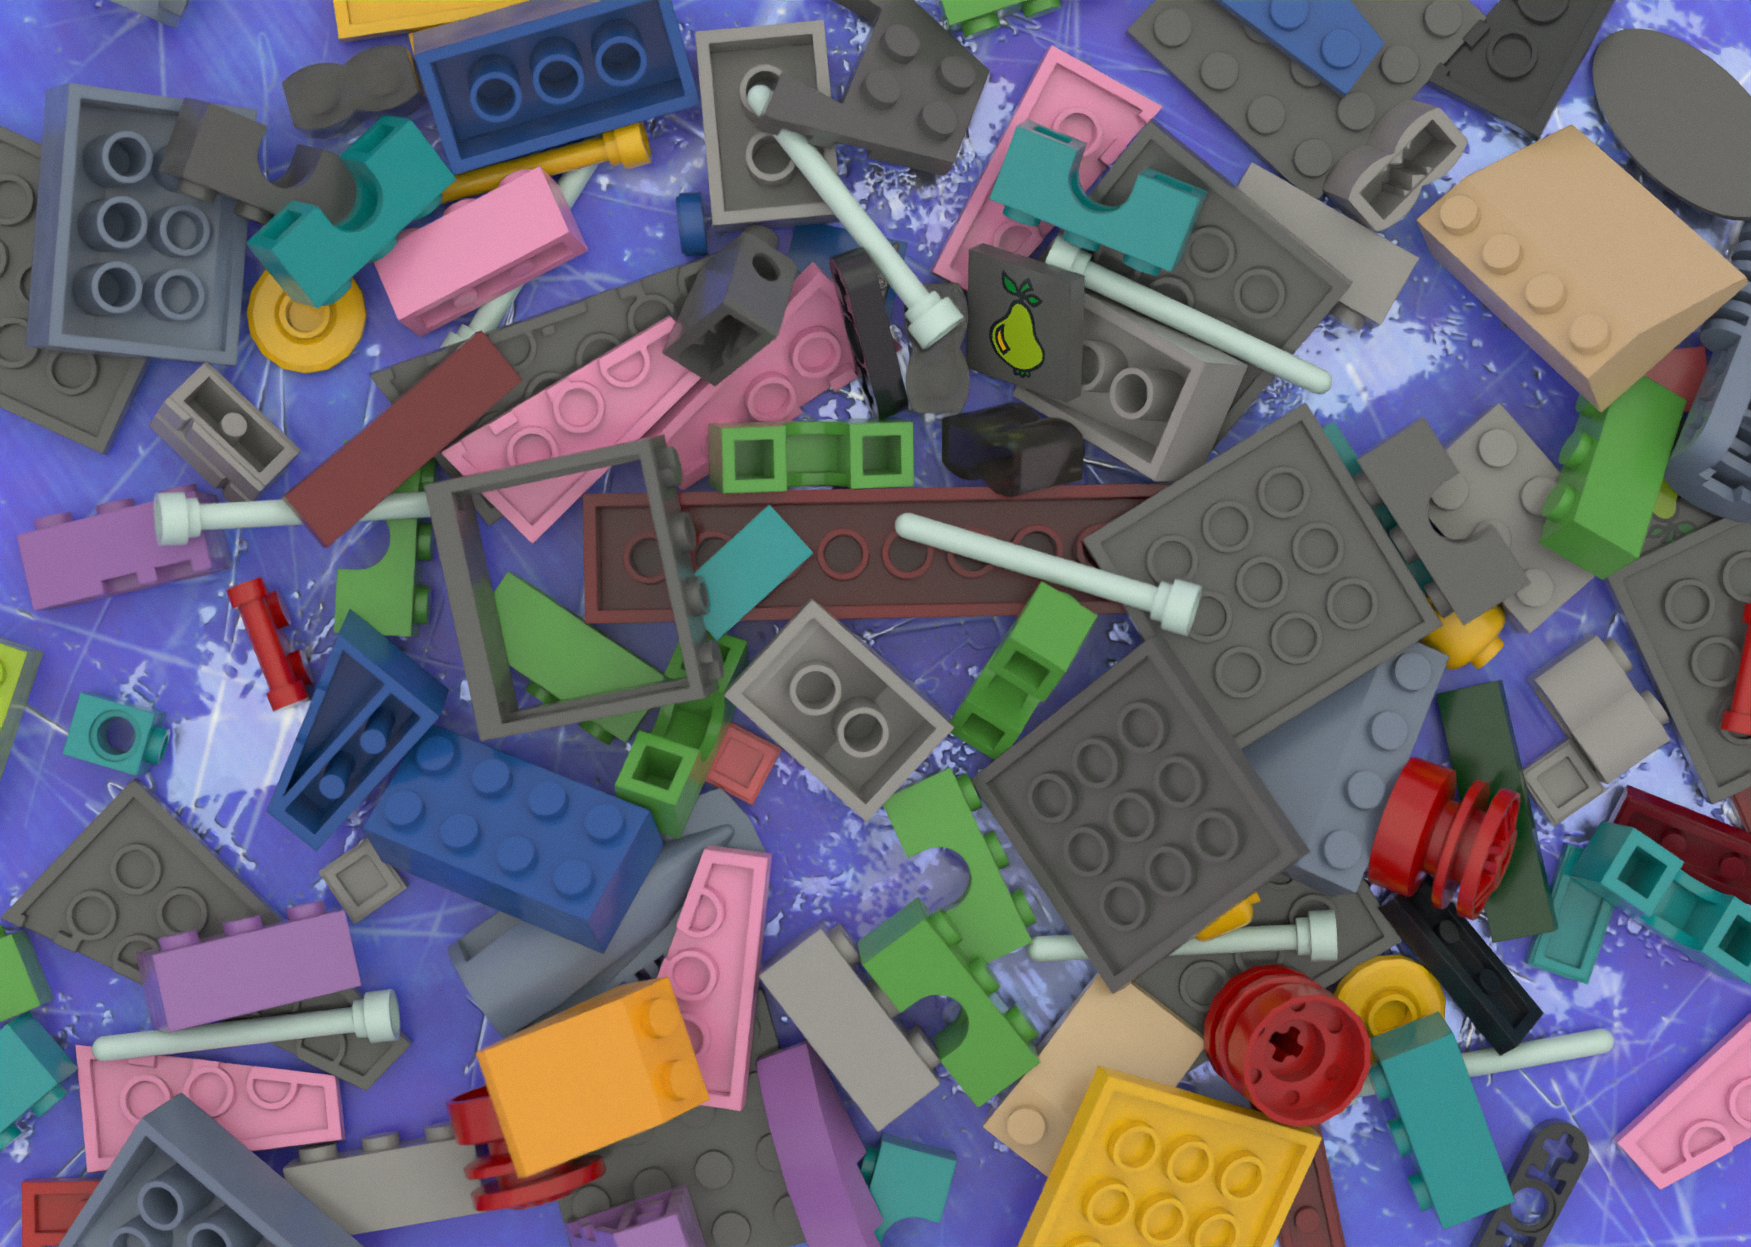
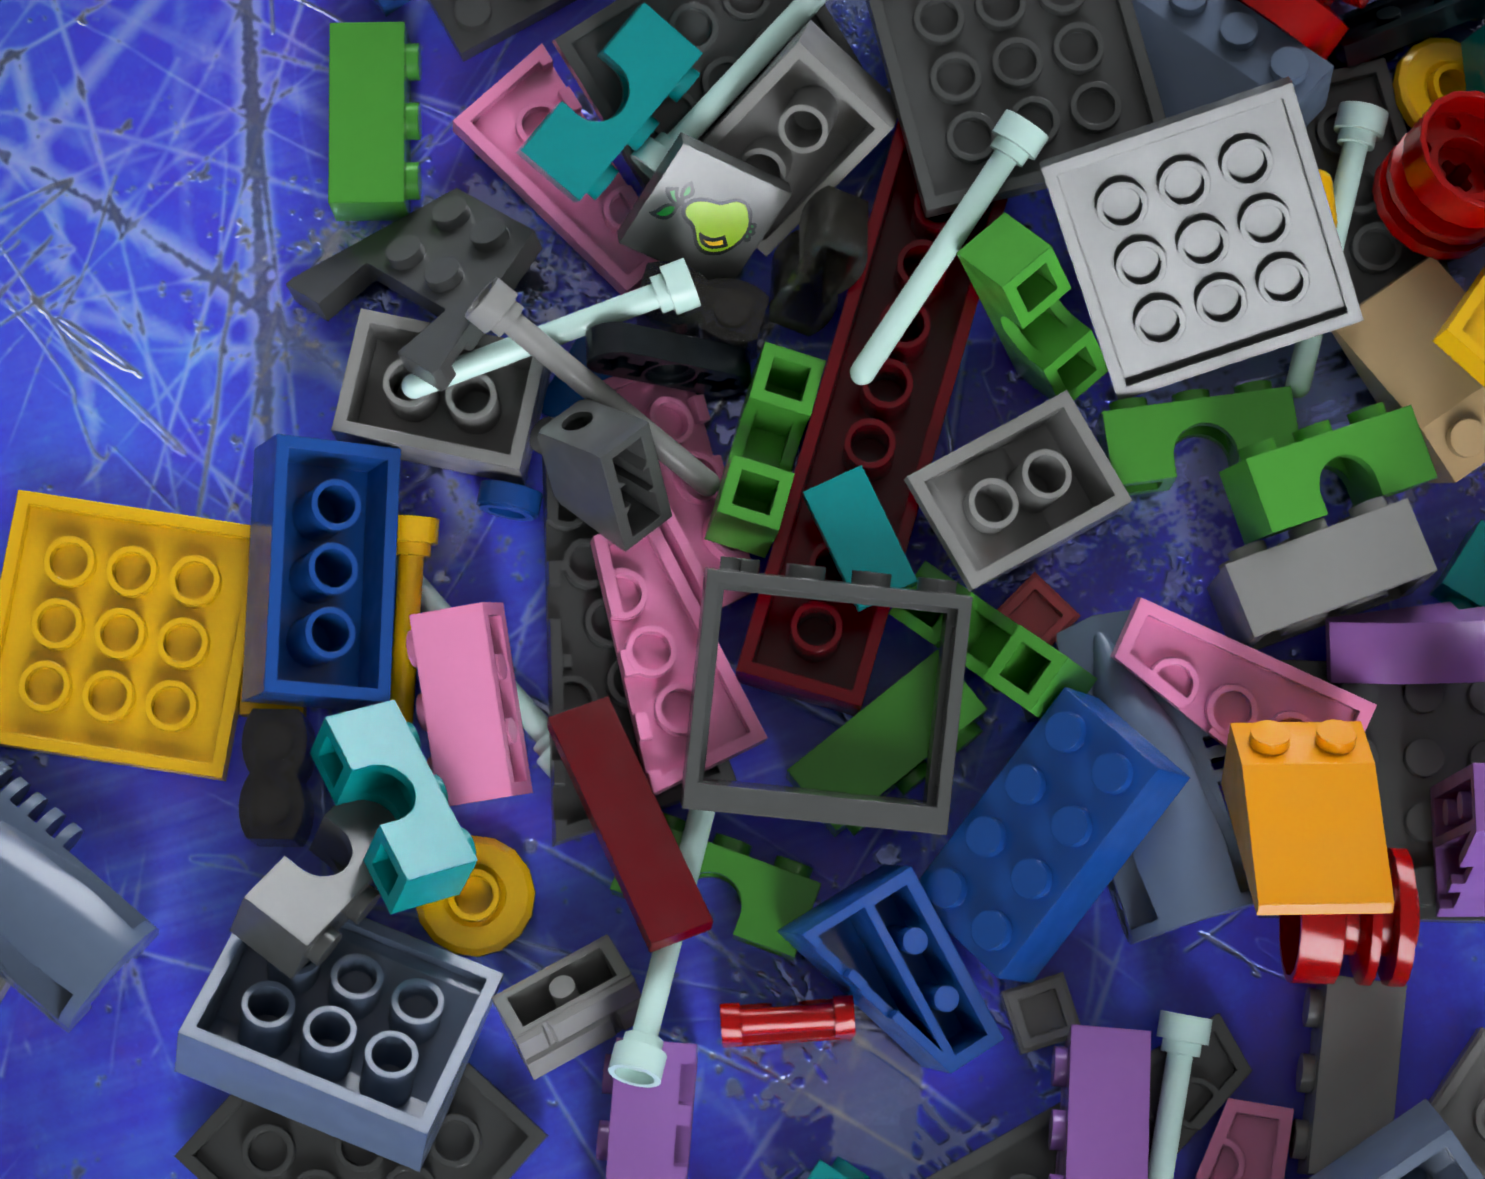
camera: 70 degrees left, 10 degrees down
(847, 156) = (501, 313): none -> light grey piece

